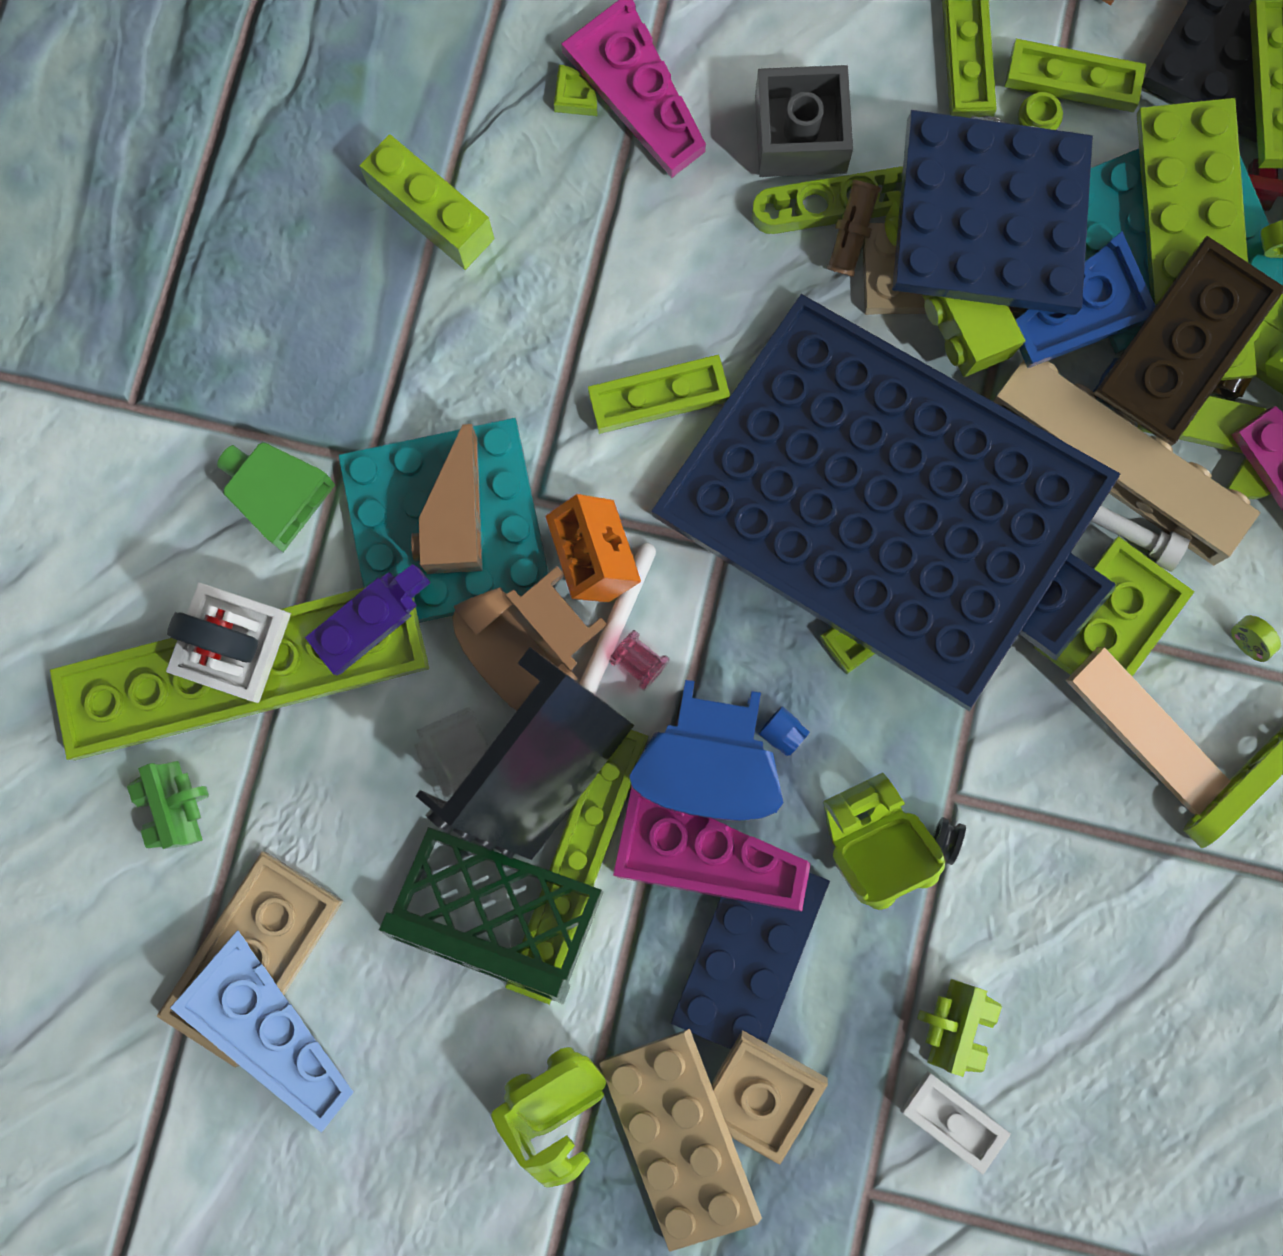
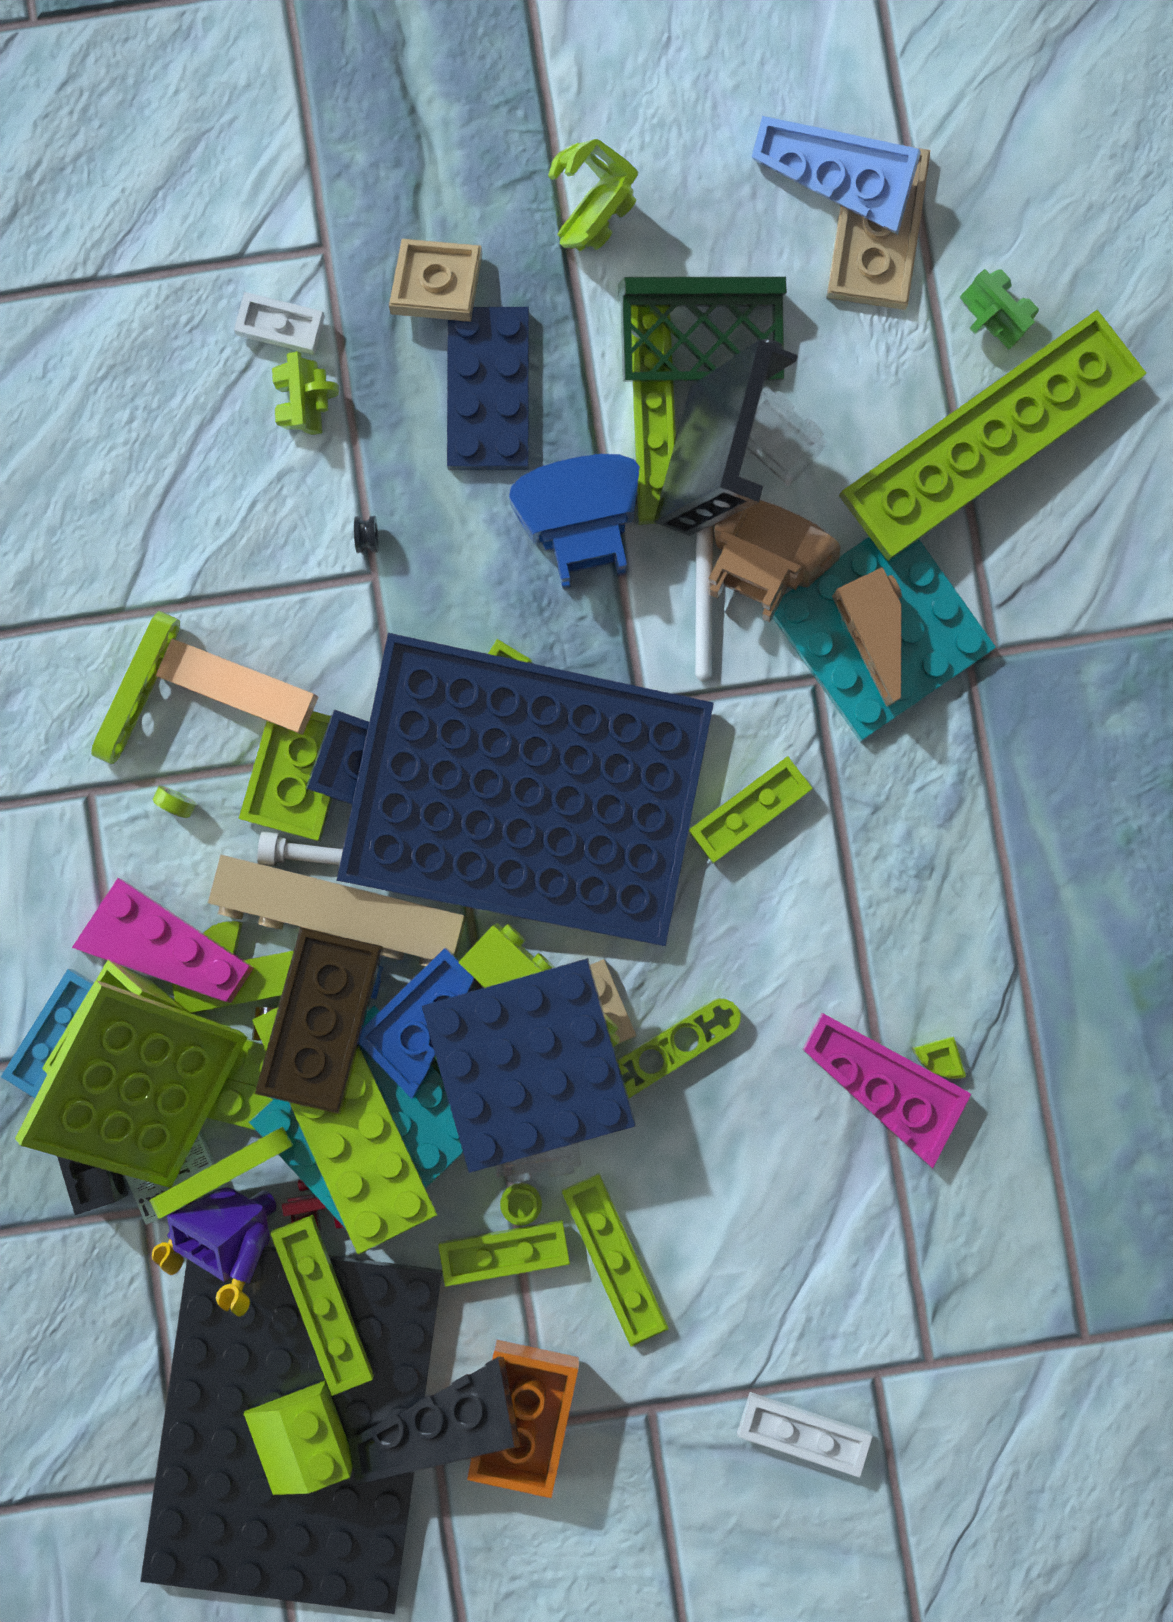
camera: 155 degrees right, 5 degrees up
(226, 642) = (1011, 443): white plate -> none
(274, 490) = (1036, 592): bright green torso -> none
(367, 619) = (906, 507): dark purple hinge -> none
(427, 201) = (1023, 896): lime brick -> none
(592, 548) = (748, 647): orange brick -> none
(639, 660) = (671, 577): clear pink bush -> none
(680, 1141) = (485, 223): tan plate -> none
(706, 858) = (546, 435): dark pink wing -> none
(784, 731) = (530, 568): blue hose -> none
(803, 120) = (727, 1103): dark grey brick -> none
(853, 228) = (643, 1023): medium nougat pin -> none
(886, 850) = (417, 504): lime piece -> none

